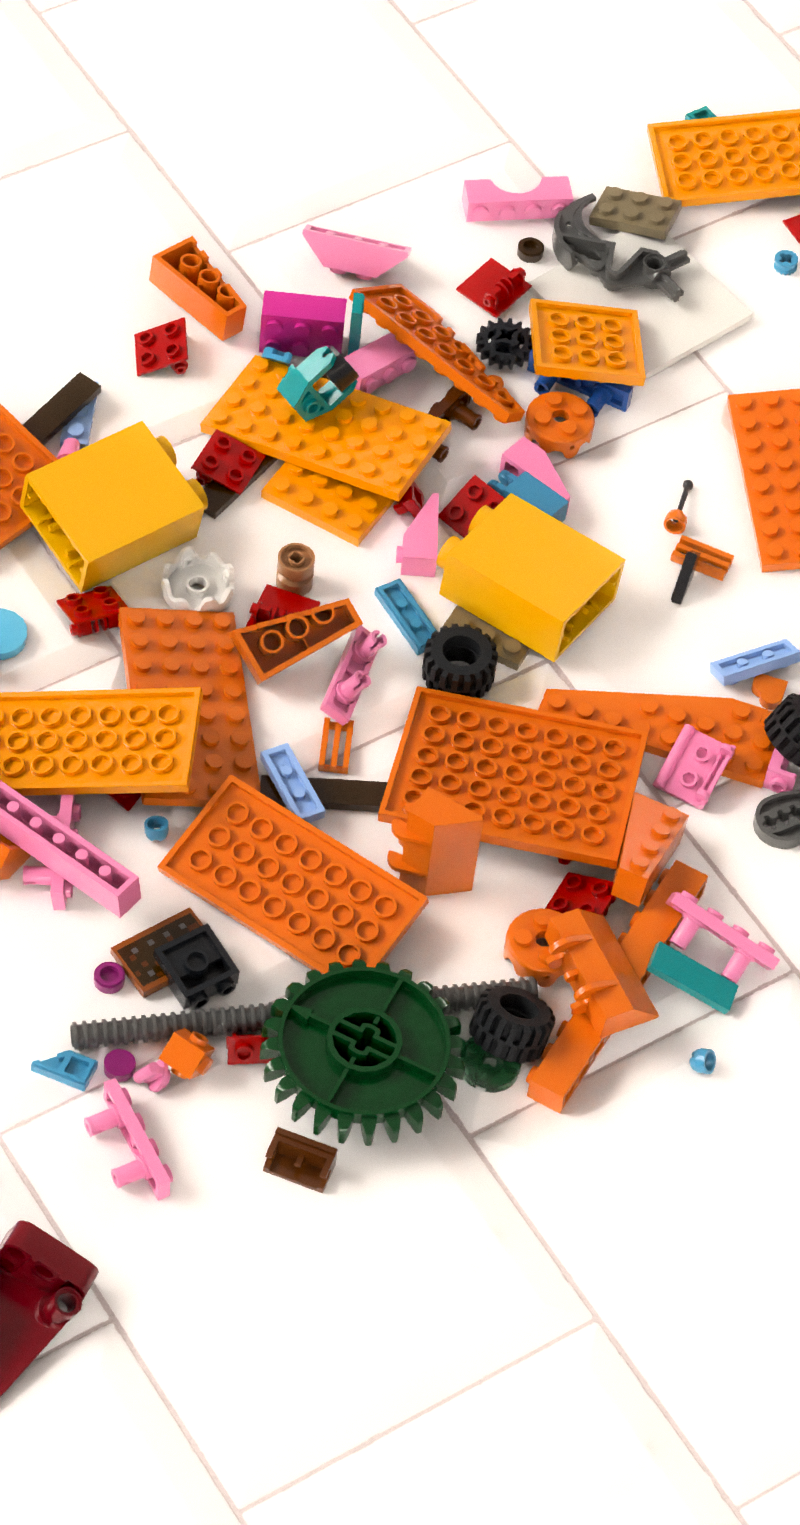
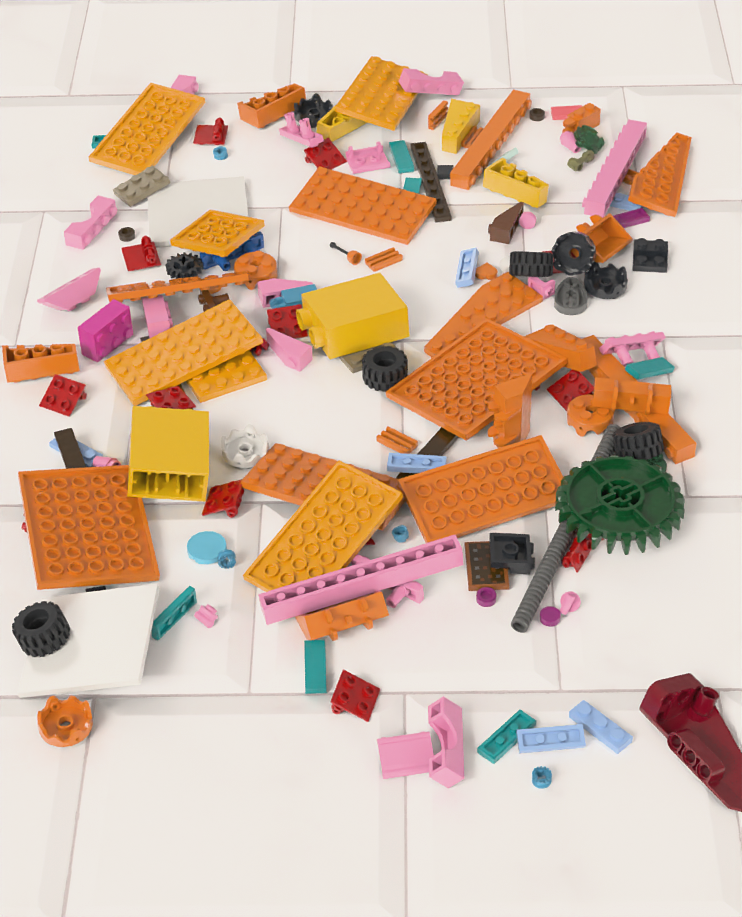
camera: 50 degrees left, 10 degrees down
(68, 1069) = (537, 639): dark azure tile -> none
(133, 1129) = (605, 626): bright pink plate -> none
(188, 1054) = (568, 579): orange brick -> none
(277, 356) = (117, 349): dark azure tile -> none
(278, 603) = (292, 425): red hinge -> none
(289, 639) = (322, 422): orange wedge -> none
(295, 568) = (269, 404): medium nougat wheel -> none
(298, 382) = (164, 337): teal piece -> none
(300, 1160) = (664, 564): reddish brown hinge -> none
(352, 674) = (363, 416): bright pink plate -> none
(356, 322) = (133, 299): teal tile -> none
(405, 614) = (332, 378): dark azure tile -> none
(644, 268) = (148, 213): dark grey piece -> none
(685, 576) = (392, 266): black tile -> none
(693, 767) = (519, 313): bright pink piece -> none
(703, 1060) = (699, 389): dark azure hinge -> none

